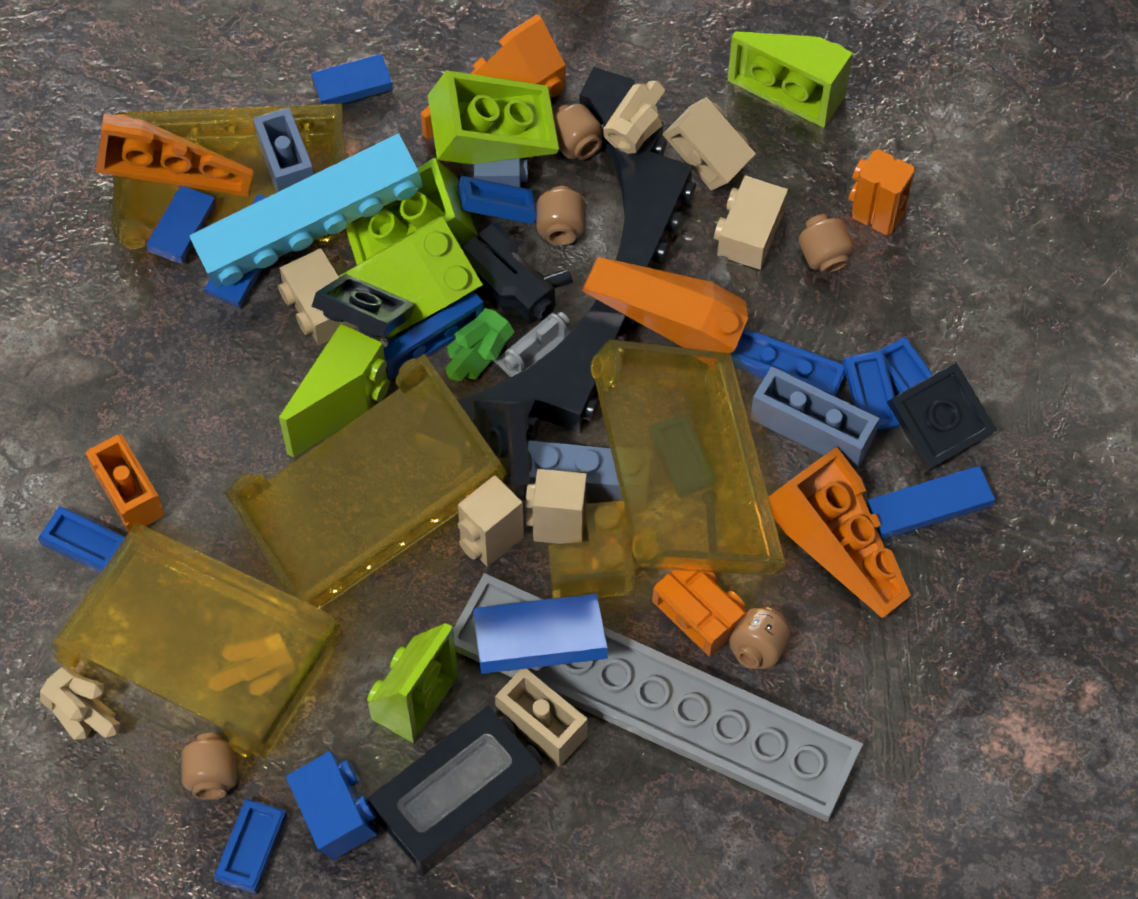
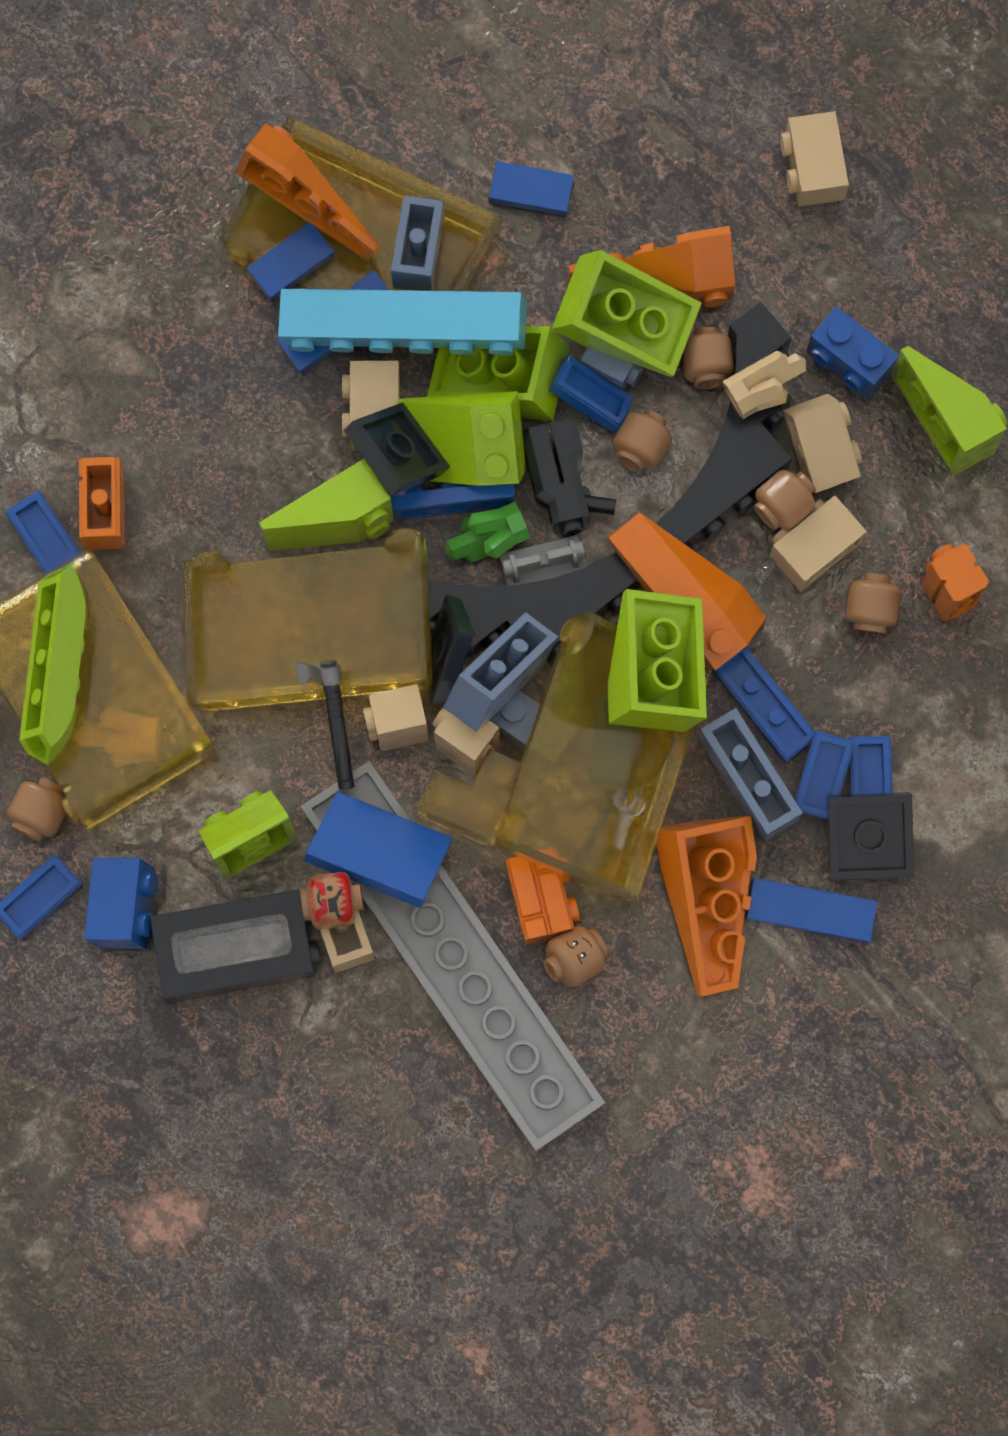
camera: 30 degrees right, 15 degrees up
(160, 624) = (54, 664): none -> lime brick
(415, 506) = (329, 676): none -> black piece
(526, 690) = (330, 900): none -> head
(561, 428) = (500, 672): none -> sand blue brick
(689, 358) = (658, 663): none -> lime slope
(690, 71) = (852, 353): none -> blue brick
(707, 198) = (785, 500): none -> medium nougat head
(732, 498) = (626, 814): none -> clear hand

